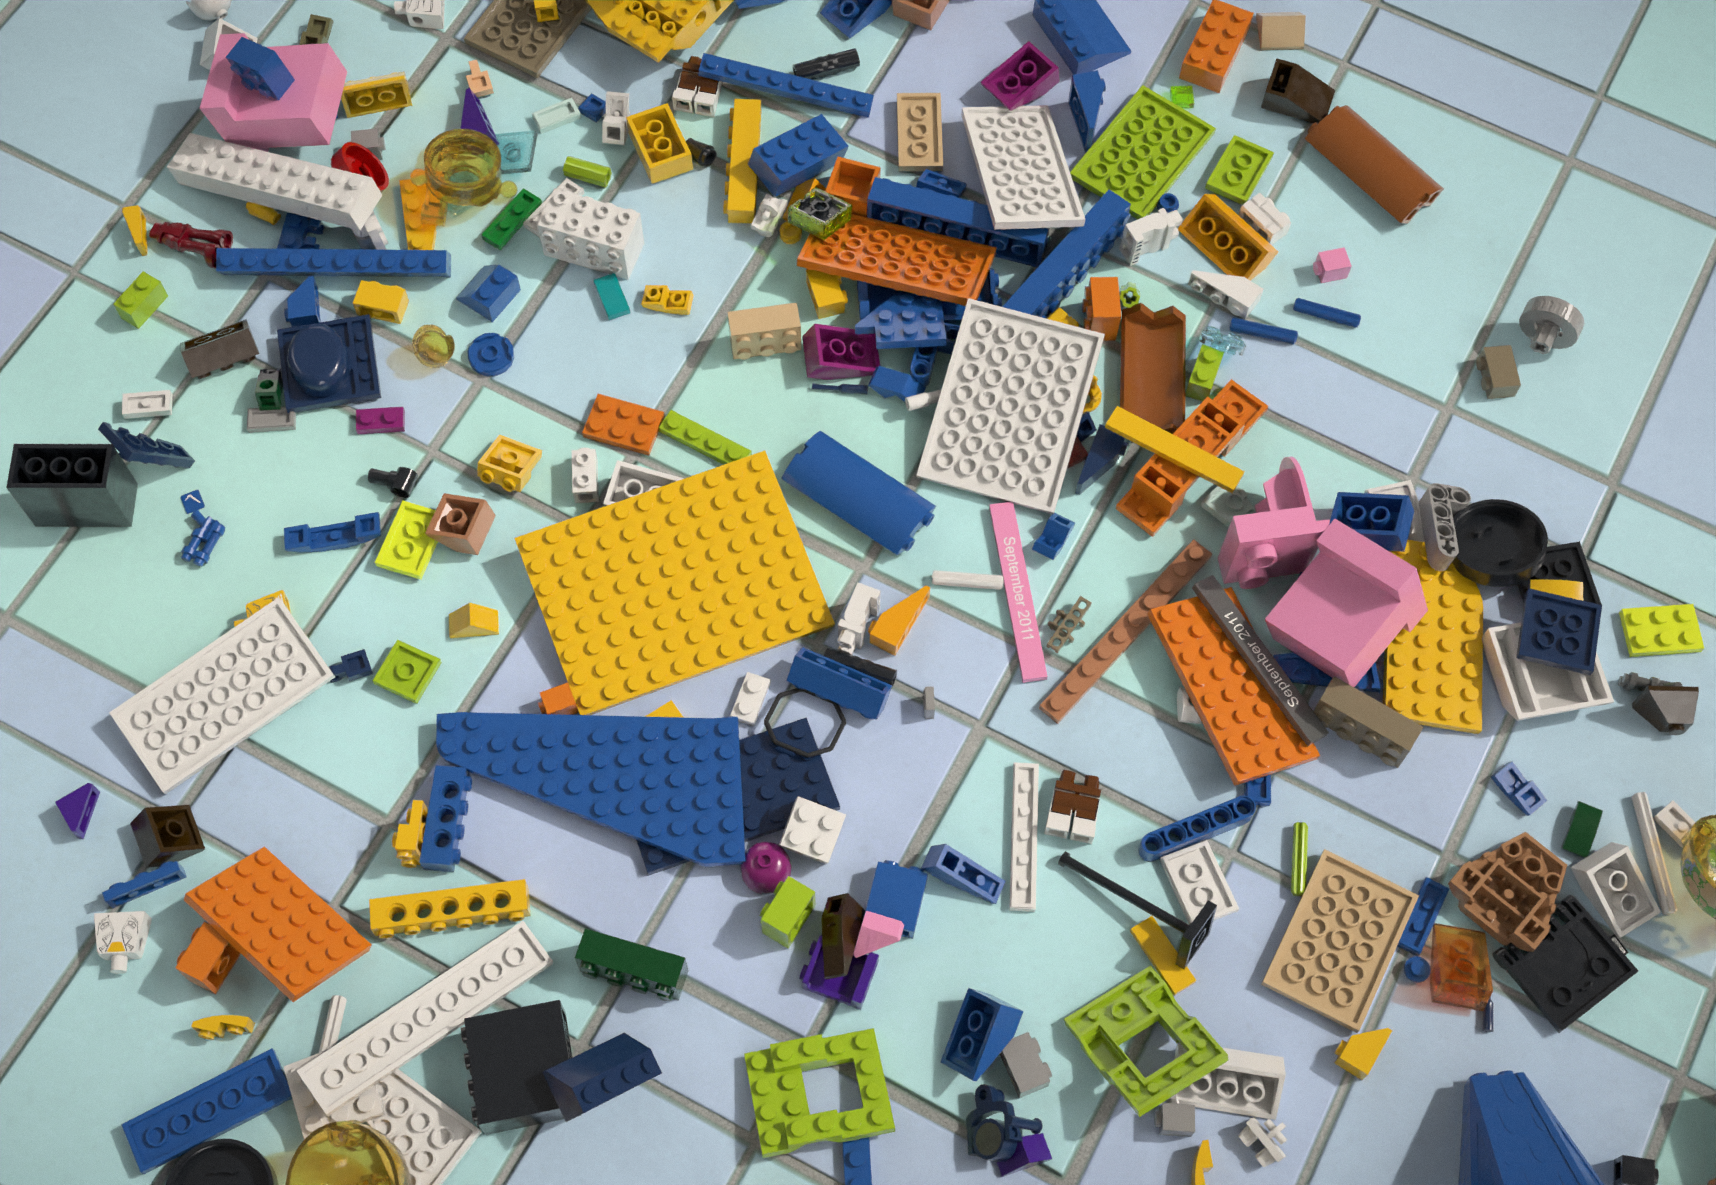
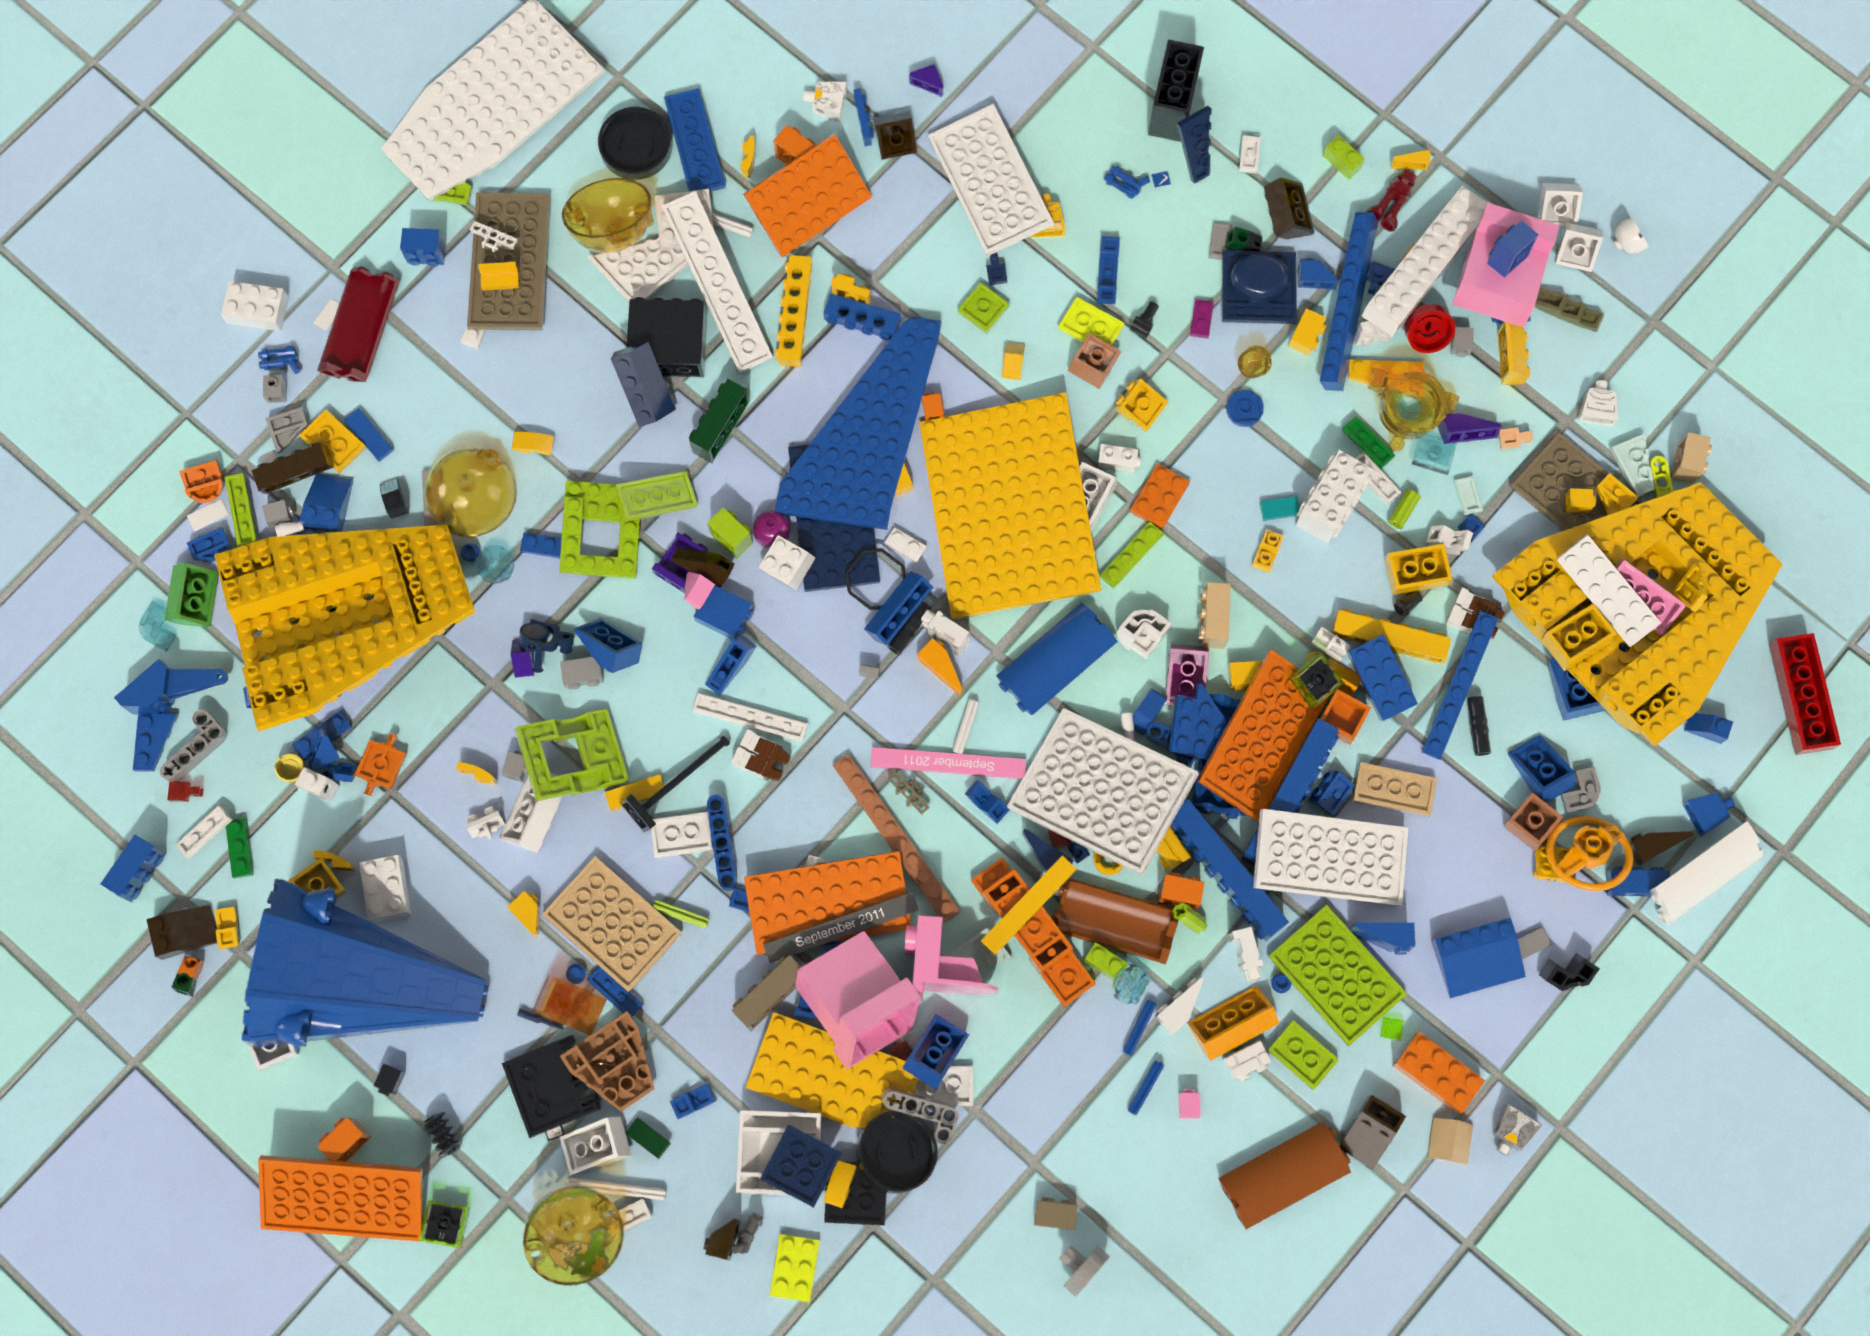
camera: 105 degrees right, 10 degrees up
(175, 74) = (1560, 203): none -> white slope
(490, 291) = (1301, 414): blue slope -> none
(758, 1023) = (655, 496): none -> lime plate
(802, 403) = (1143, 631): none -> white brick
(844, 388) = (1156, 672): dark blue piece -> none
(1022, 77) = (1430, 886): magenta slope -> none
(1674, 1082) = (442, 1136): none -> black piece

